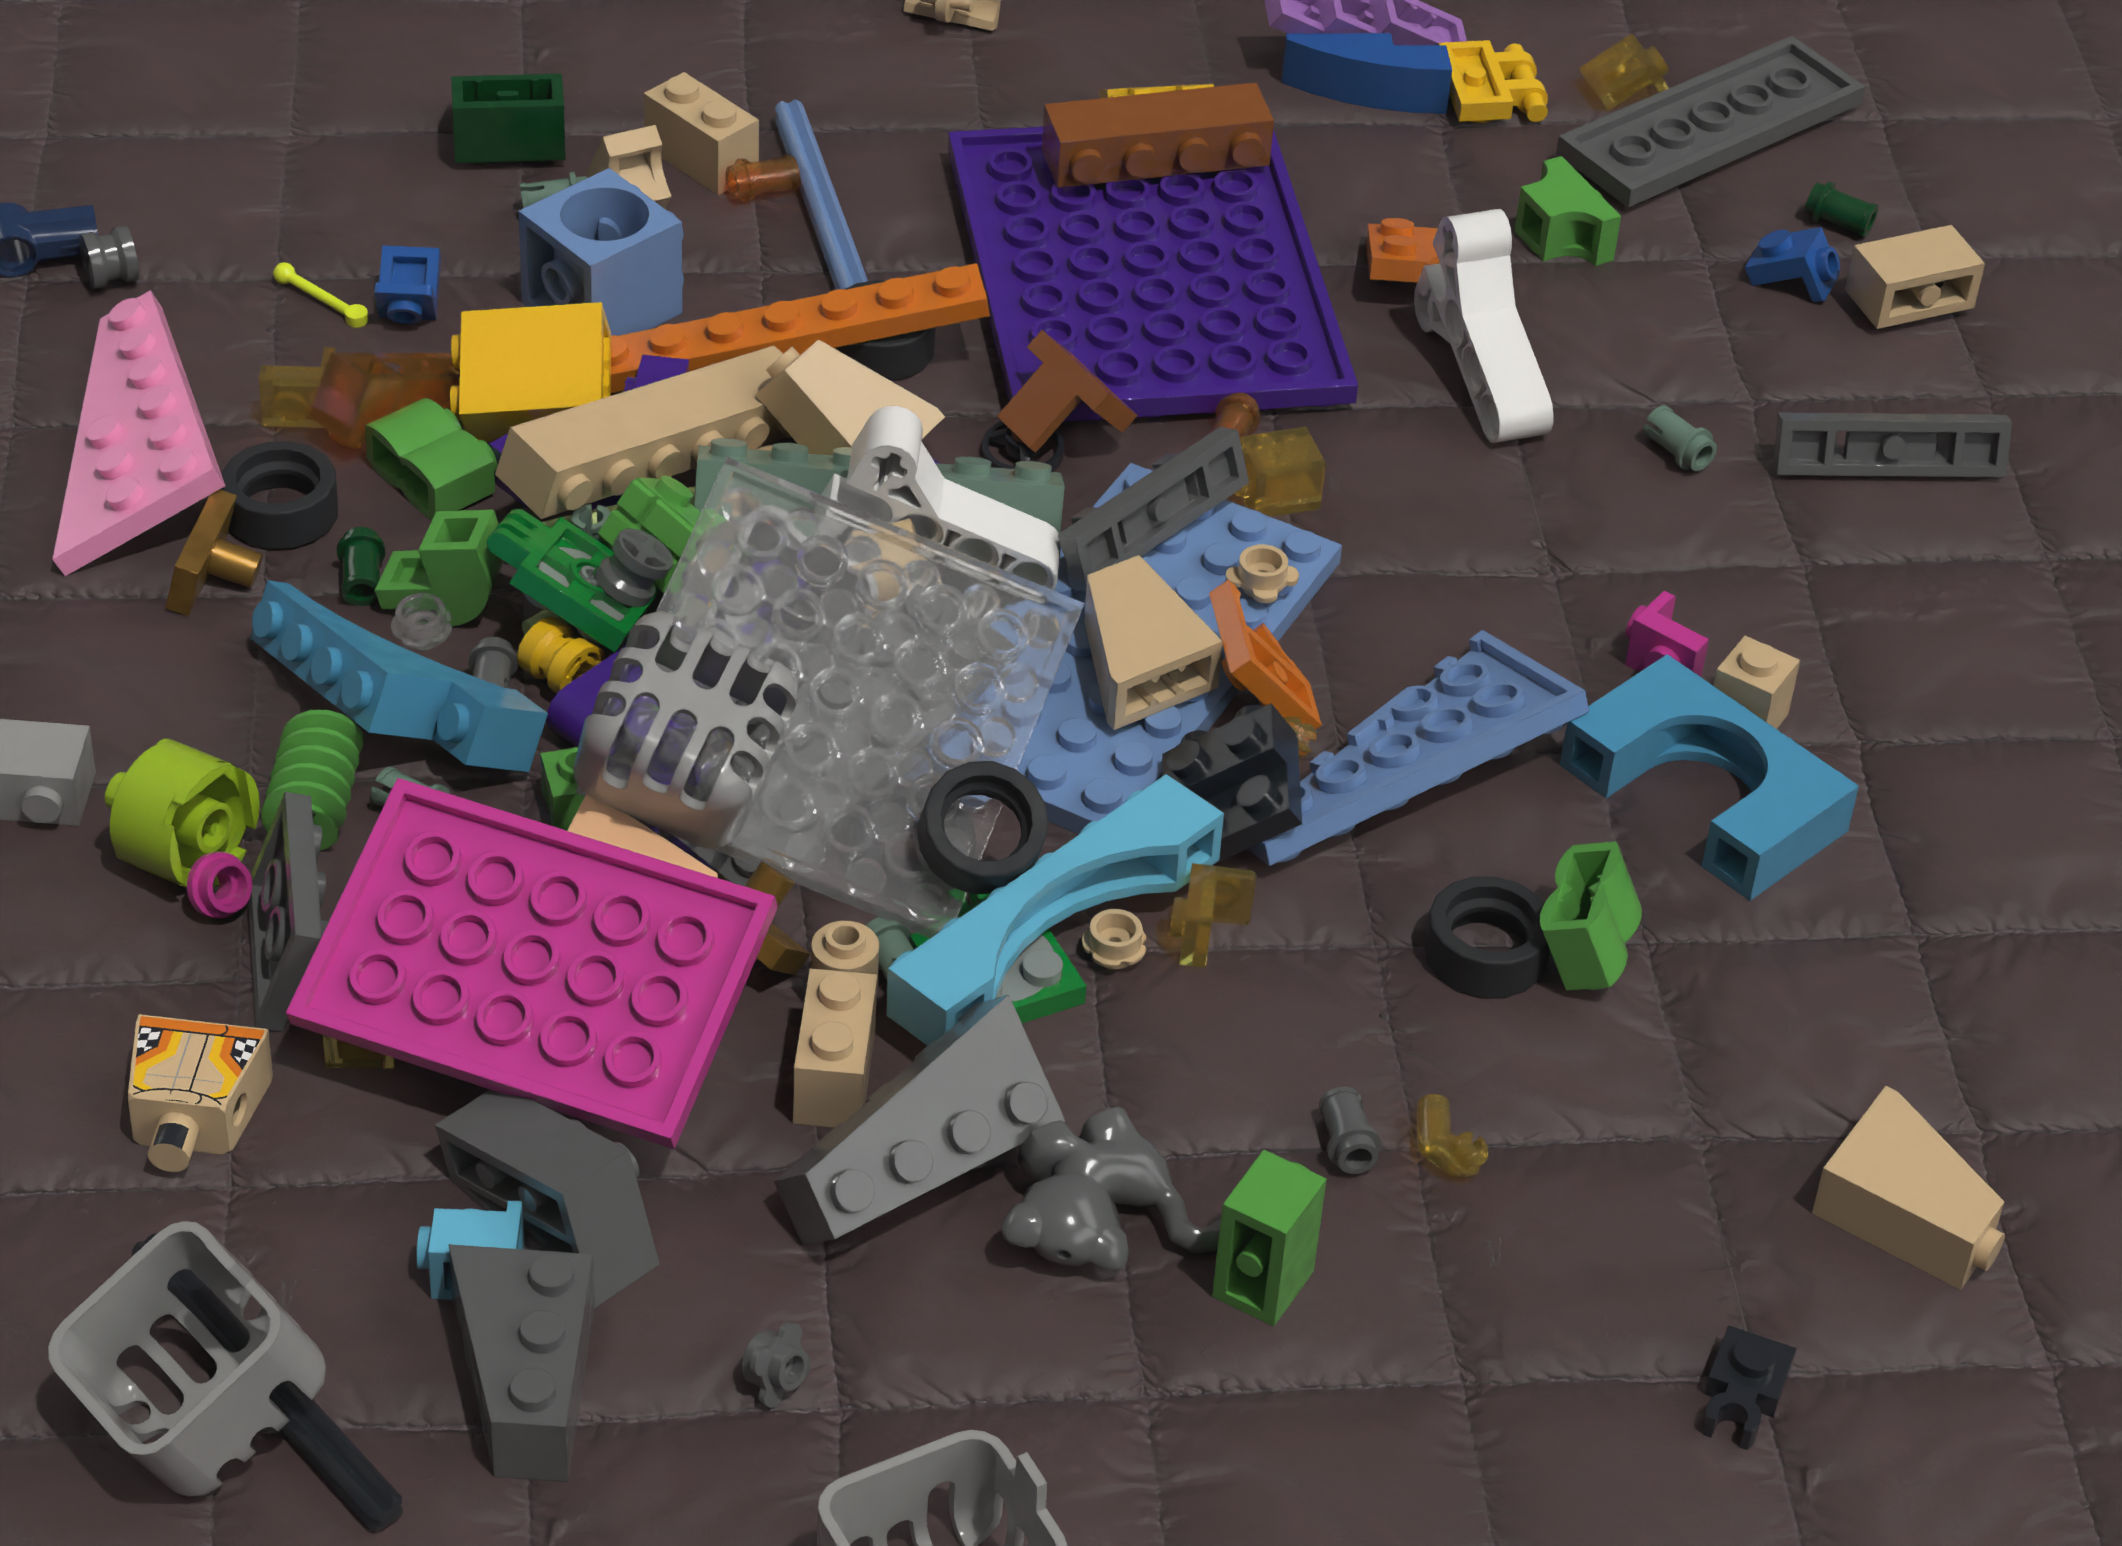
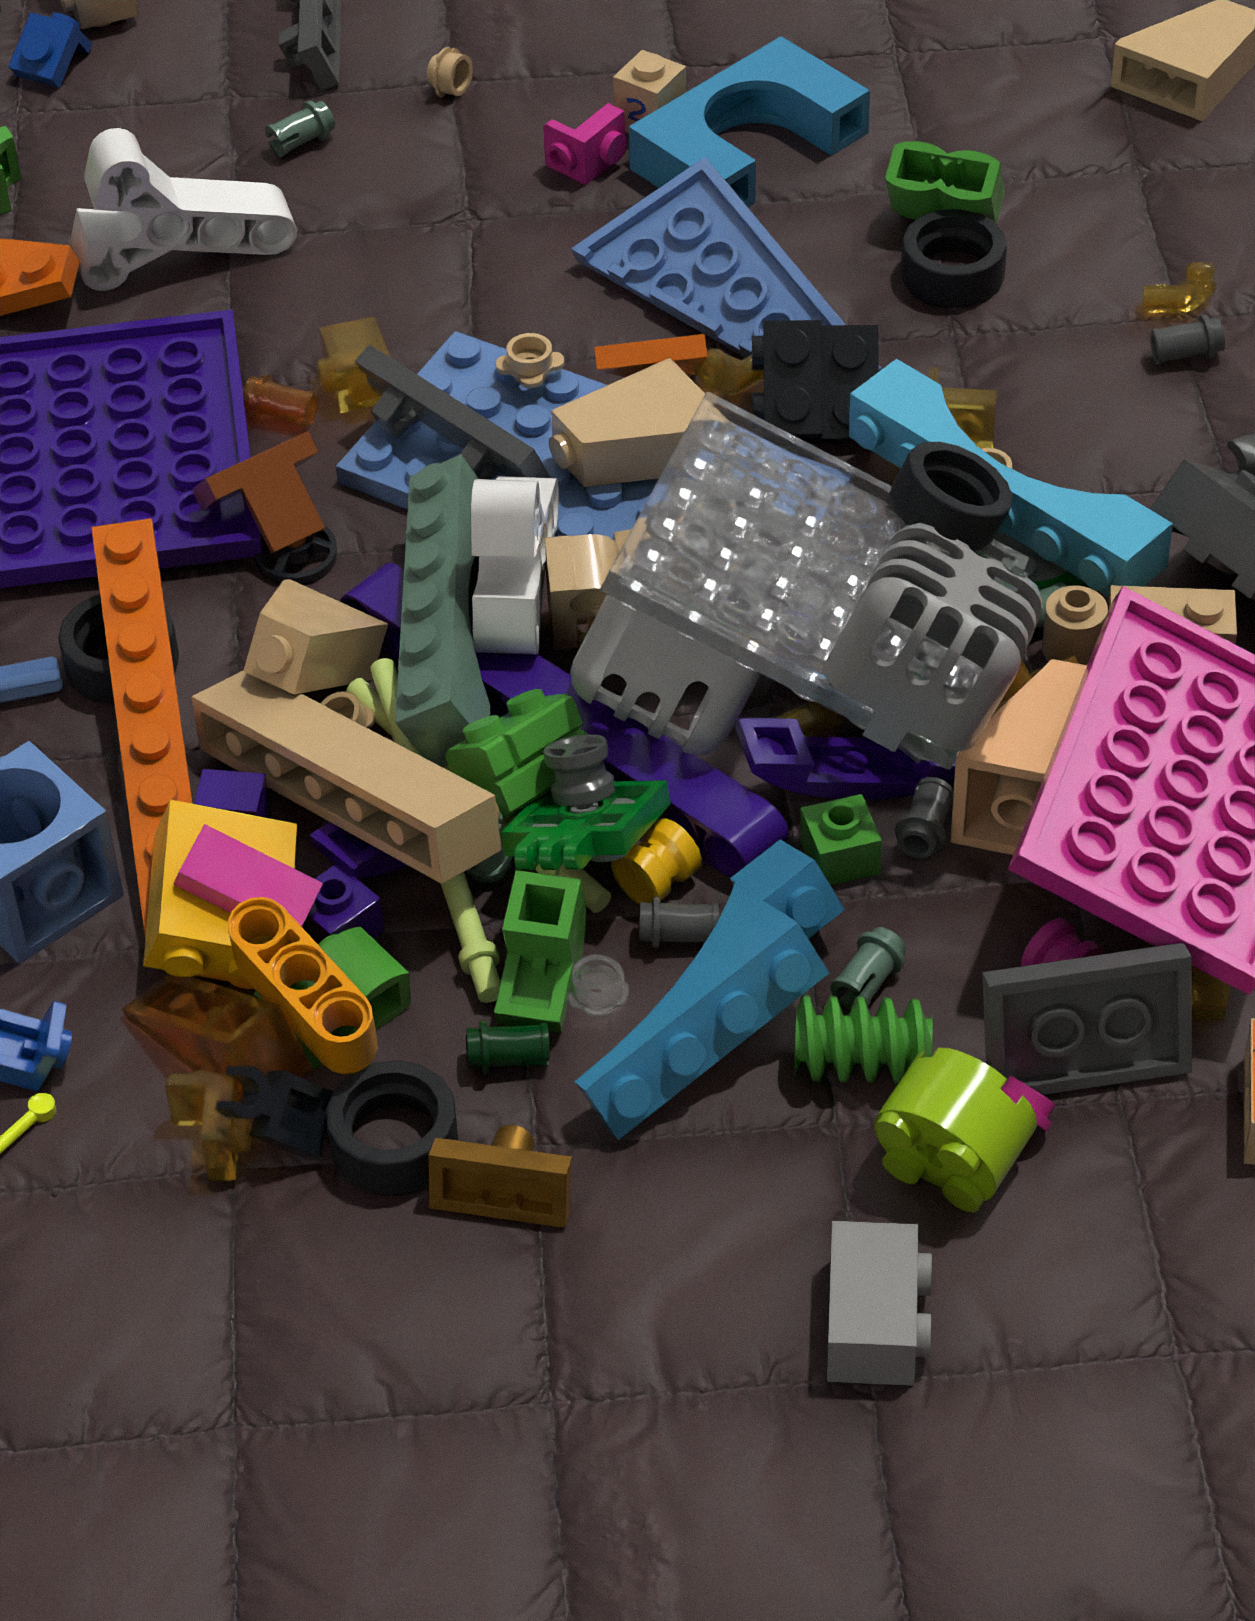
camera: 85 degrees left, 5 degrees up
(137, 438) = (317, 1261): bright pink wing -> none
(293, 412) = (284, 1108): none -> black plate
(392, 396) = (294, 958): none -> light orange beam
(515, 364) = (232, 872): none -> dark pink tile
(1786, 556) = (450, 72): none -> tan plate

